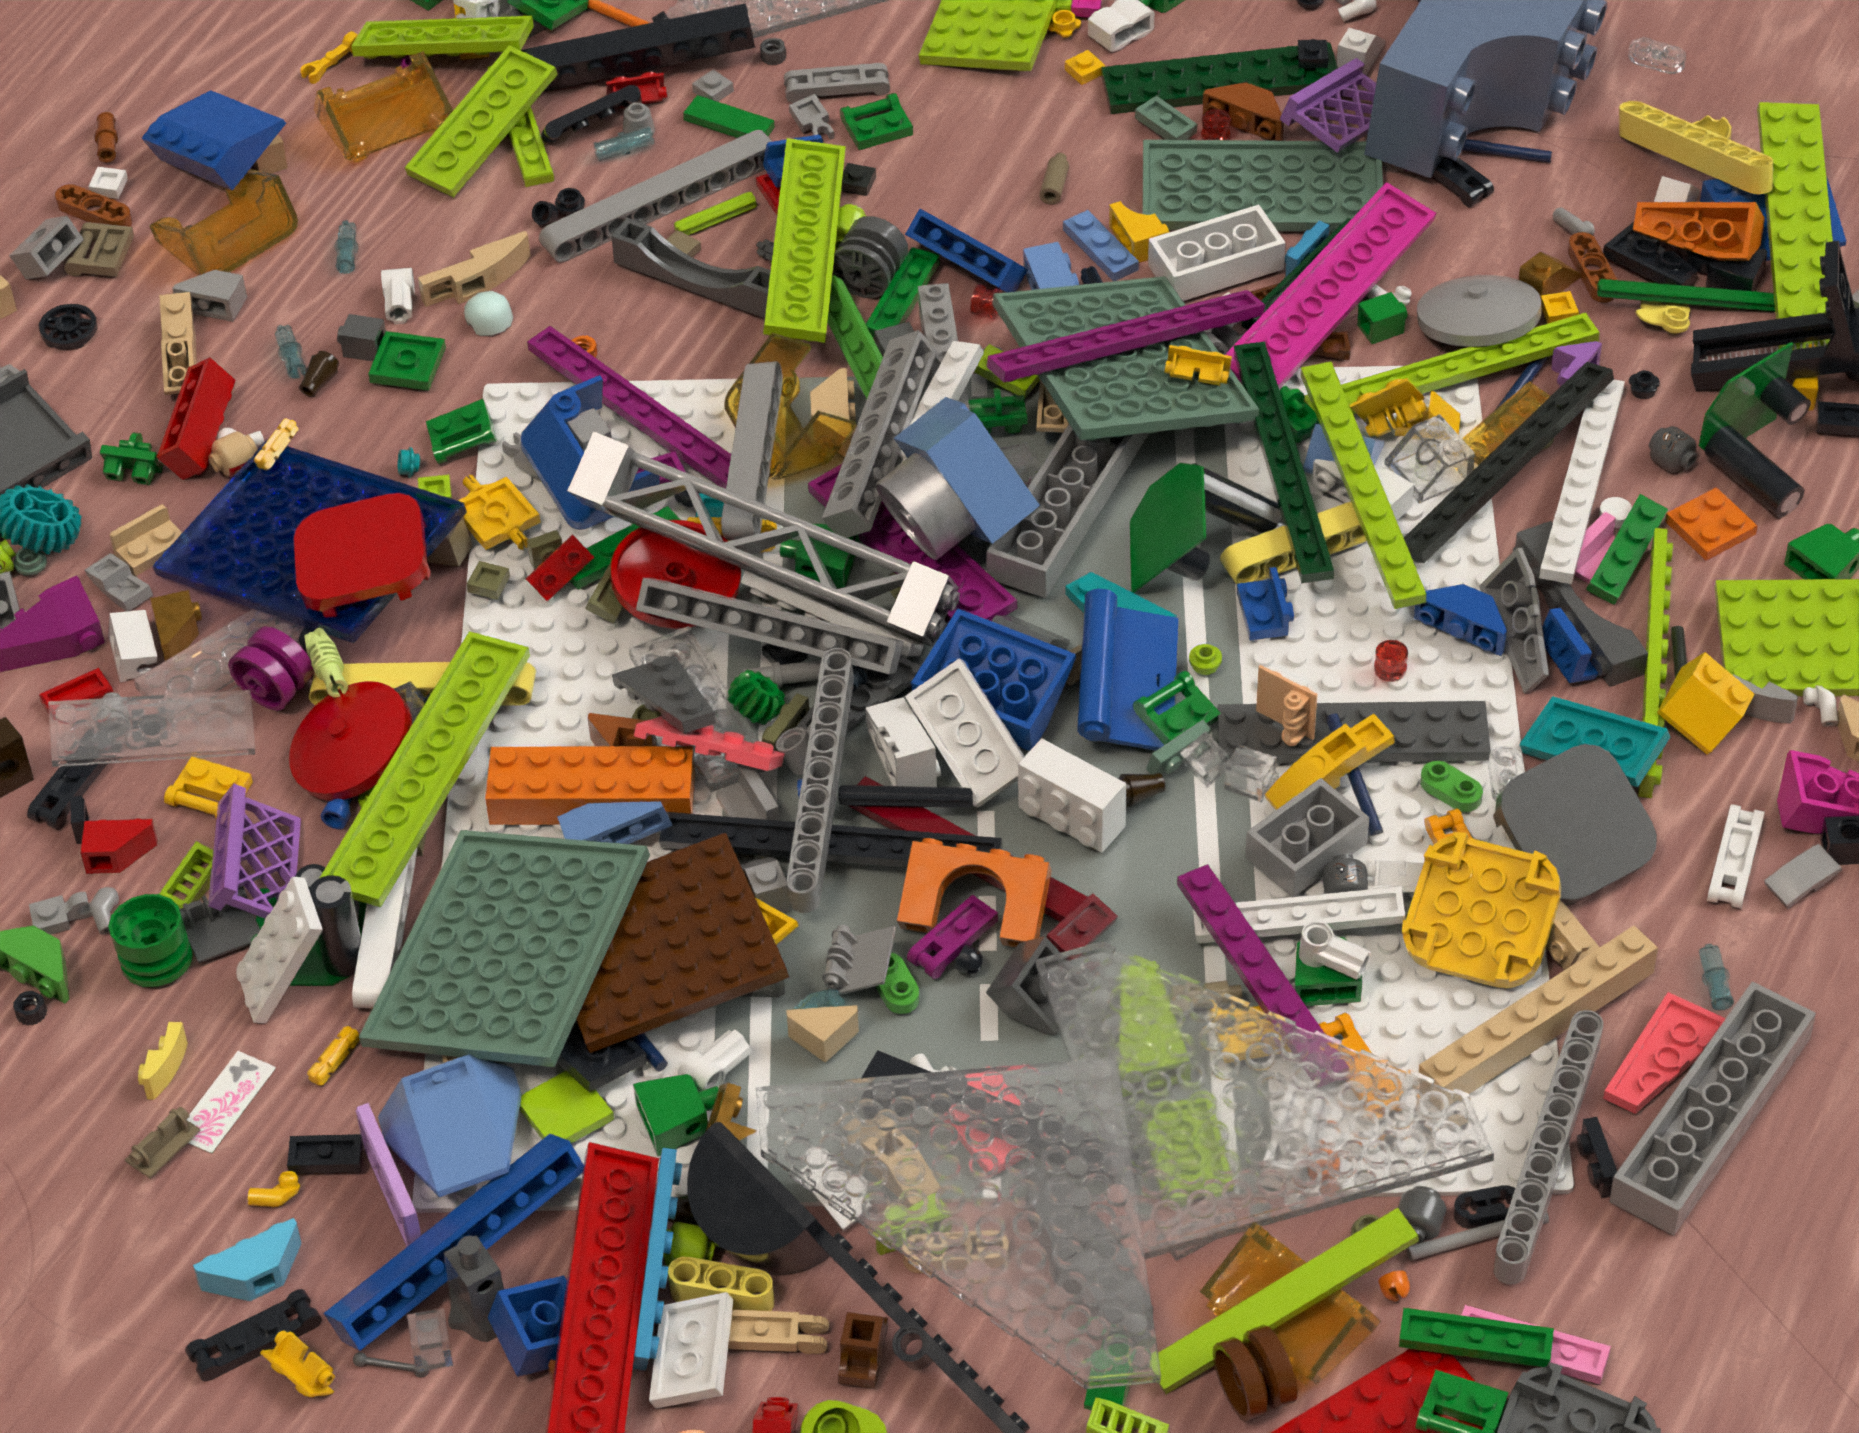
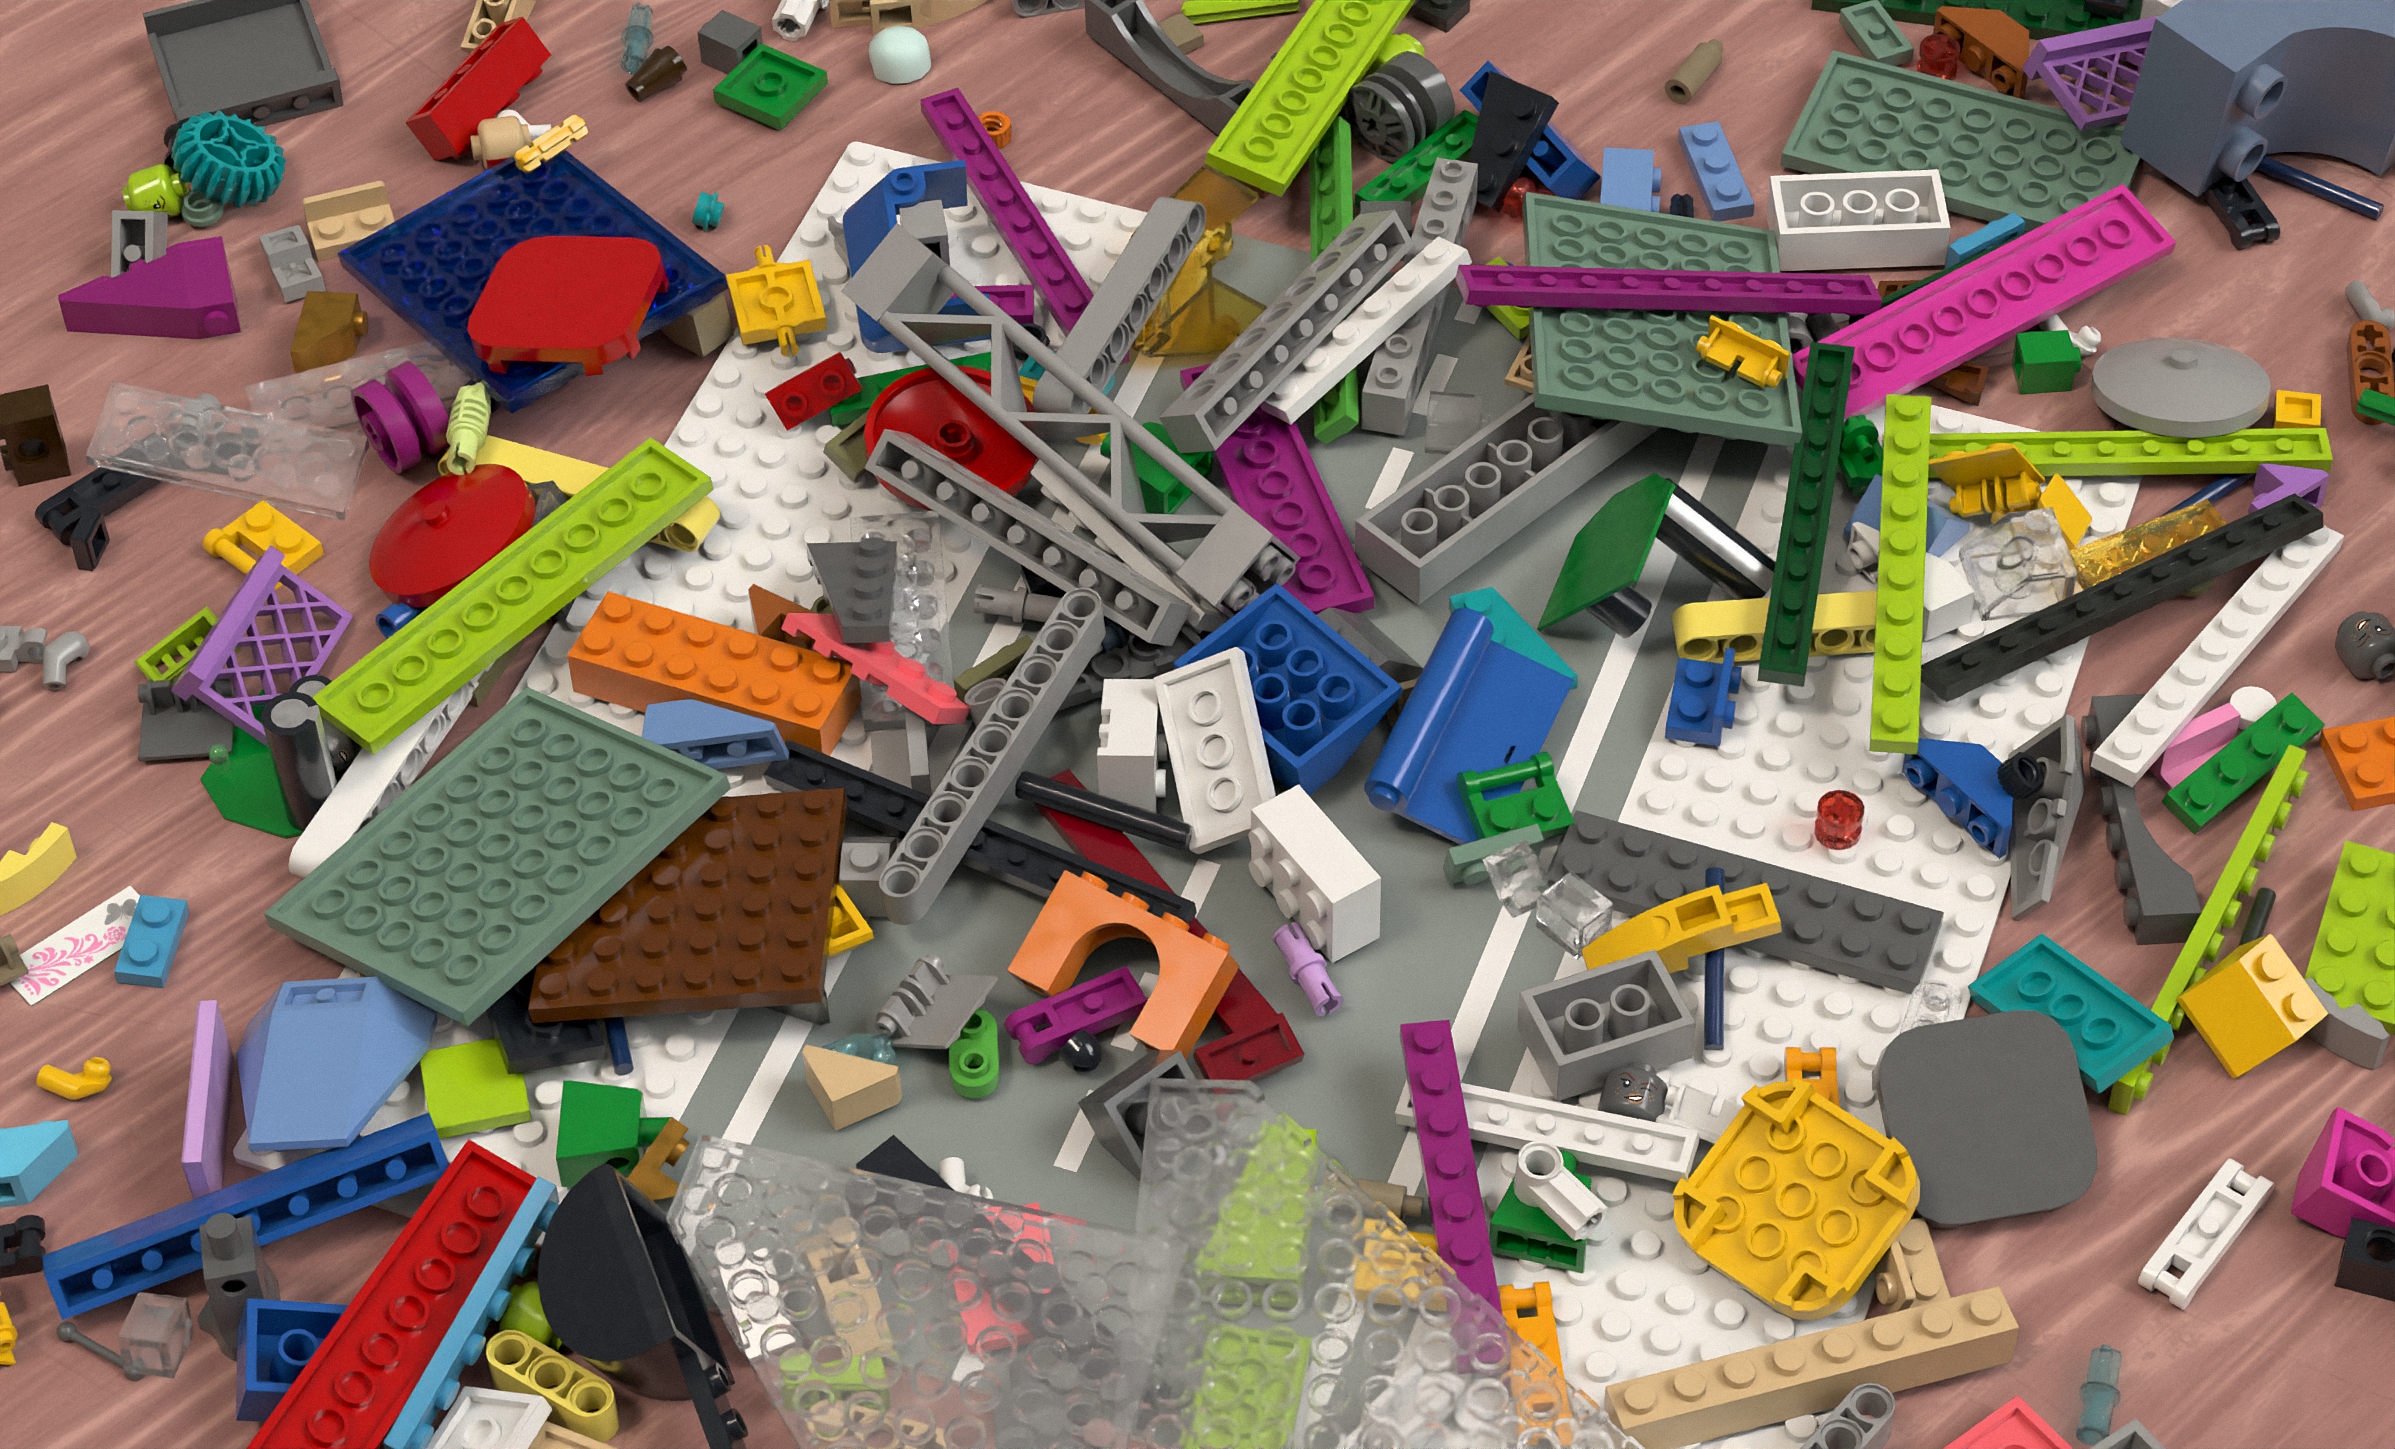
camera: 20 degrees right, 0 degrees up
(87, 686) = (181, 380): red tile -> none
(115, 844) = (115, 582): red slope -> none
(131, 455) = (385, 112): green hips -> none
(131, 643) = (263, 339): white hinge -> none
(150, 940) = (85, 713): green wheel -> none
(277, 1083) = (151, 941): none -> dark azure plate
(279, 950) = (214, 770): white plate -> none
(325, 1153) = (151, 1049): black plate -> none
(333, 1055) = (232, 929): yellow axle -> none
(436, 484) = (724, 252): lime plate -> none
(460, 430) = (790, 189): green plate -> none
(488, 580) = (723, 382): olive plate -> none
(542, 547) = (807, 355): olive plate -> none
(713, 1064) = (679, 1089): white piece -> none
(756, 697) = (974, 624): green gear -> none
(833, 398) = (1265, 270): tan slope -> none
(953, 482) = (1342, 417): medium blue piece -> none
(955, 256) = (1506, 135): none -> black wing
(1000, 411) = (1467, 346): green hips -> none
(1091, 860) = (1307, 969): none -> lavender pin
(1134, 229) = (1766, 158): yellow arch -> none
(1142, 786) = (1414, 890): dark brown cone -> none
(1205, 659) = (1590, 745): lime plate -> none
(1287, 704) = (1657, 838): light nougat hinge -> none
(1448, 784) = (1843, 1010): bright green plate -> none
(1499, 596) = (2020, 775): none -> black axle
(1547, 274) = (2299, 365): pearl gold slope -> none
(1567, 647) = (2092, 874): blue bracket -> none
(1644, 384) = (2370, 547): black plate -> none
(1802, 874) = (2289, 1288): light grey slope -> none

